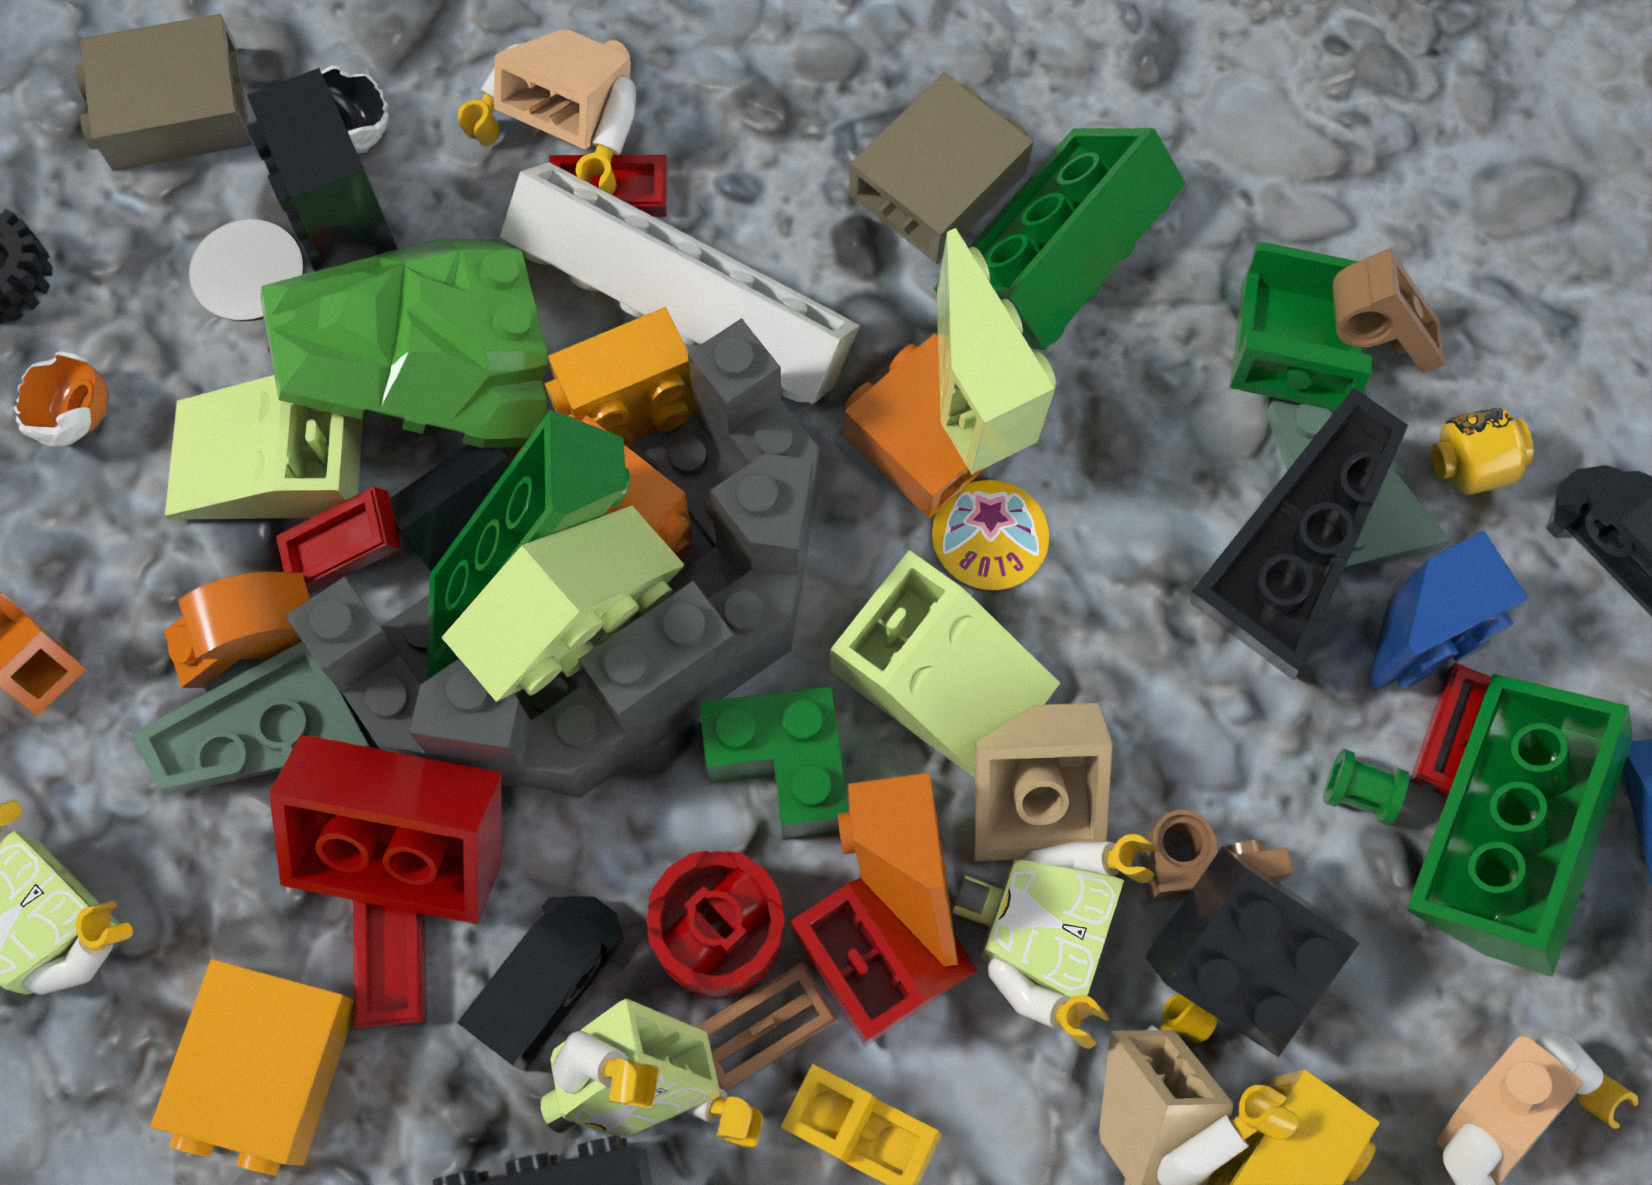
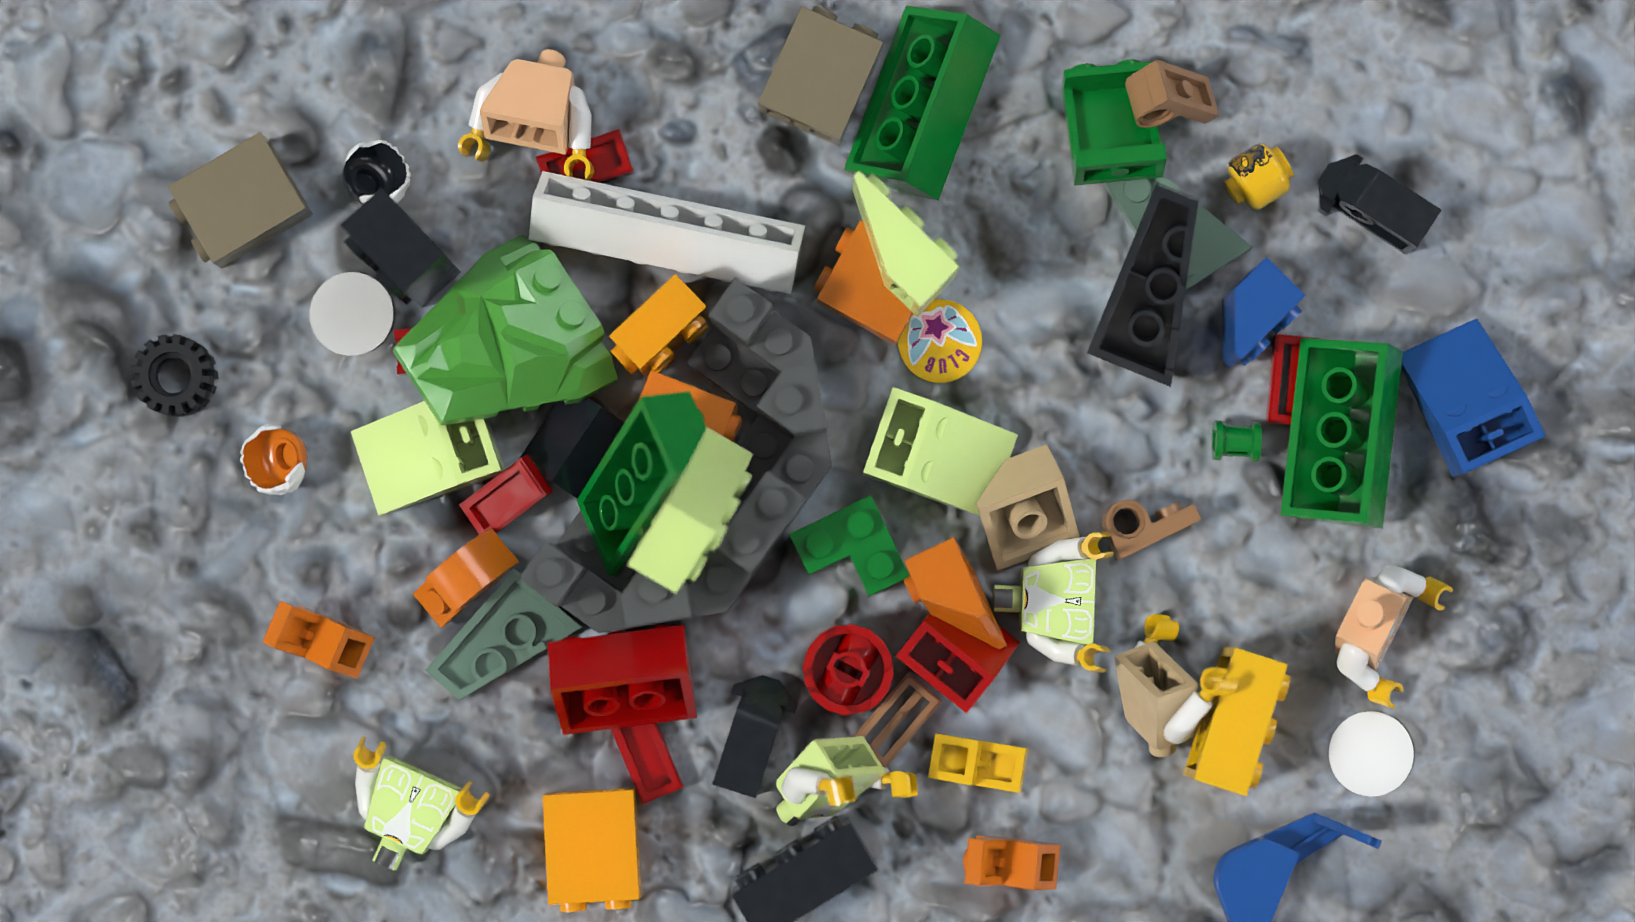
camera: 15 degrees left, 15 degrees up
(1250, 951) = (1186, 579): black brick -> none

